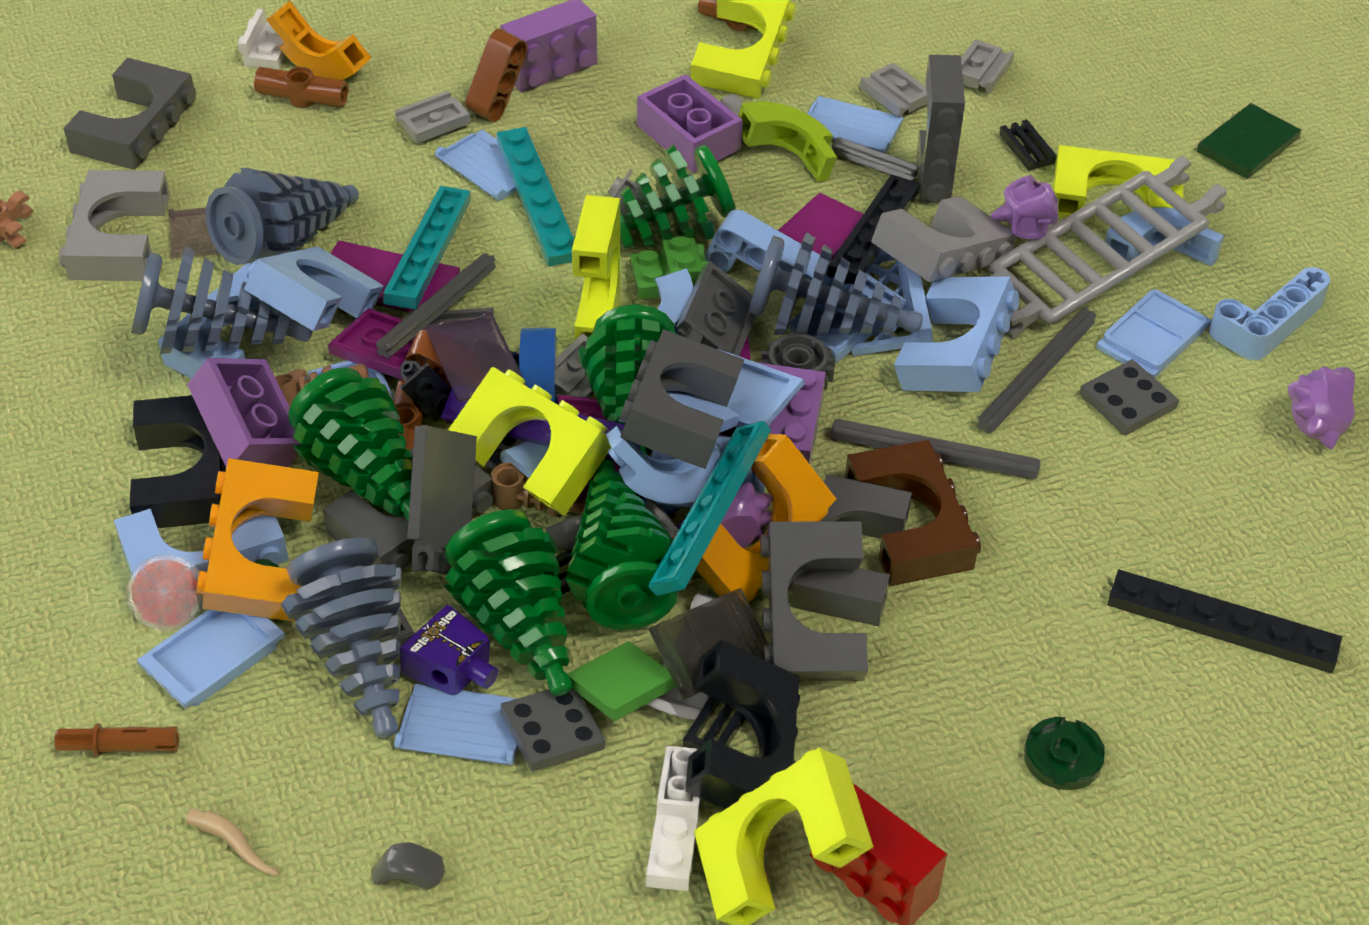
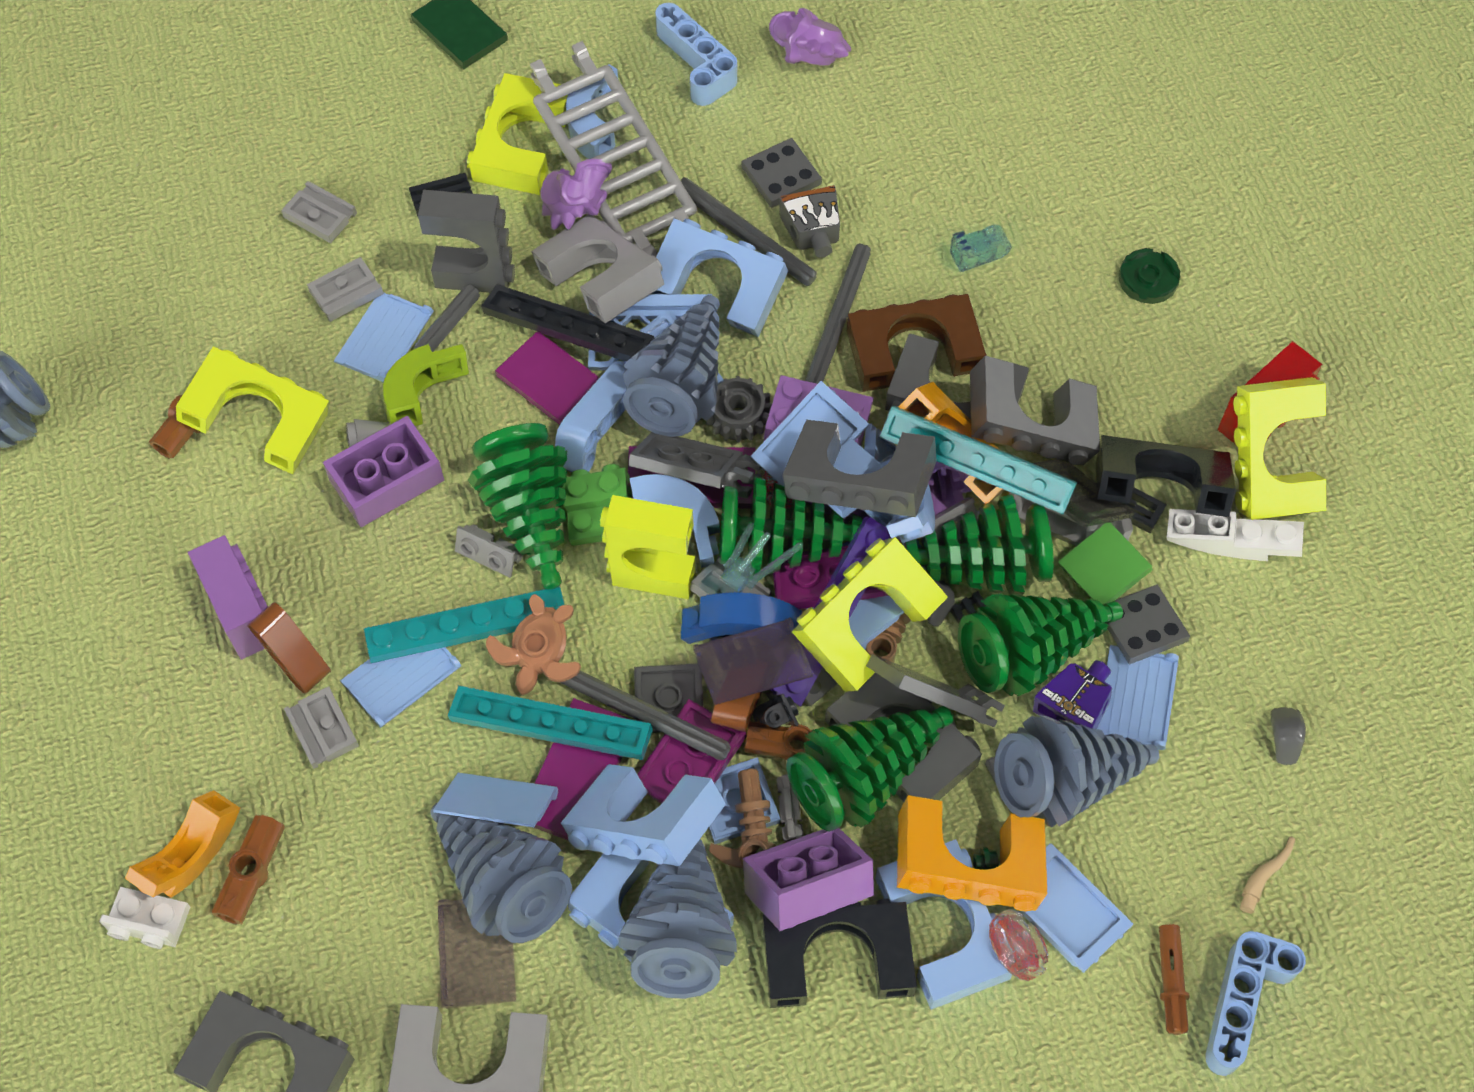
camera: 85 degrees left, 15 degrees up
(72, 795) = (1245, 1004): none -> light blue beam
(349, 214) = (496, 799): none -> light blue piece
(510, 235) = (537, 646): none -> nougat animal
(570, 336) = (739, 571): none -> clear light blue plant
(1061, 569) = (979, 247): none -> clear light blue leg
(1064, 419) = (812, 219): none -> torso
(1153, 332) = (703, 142): light blue piece -> none
(1225, 621) = (1021, 155): black plate -> none

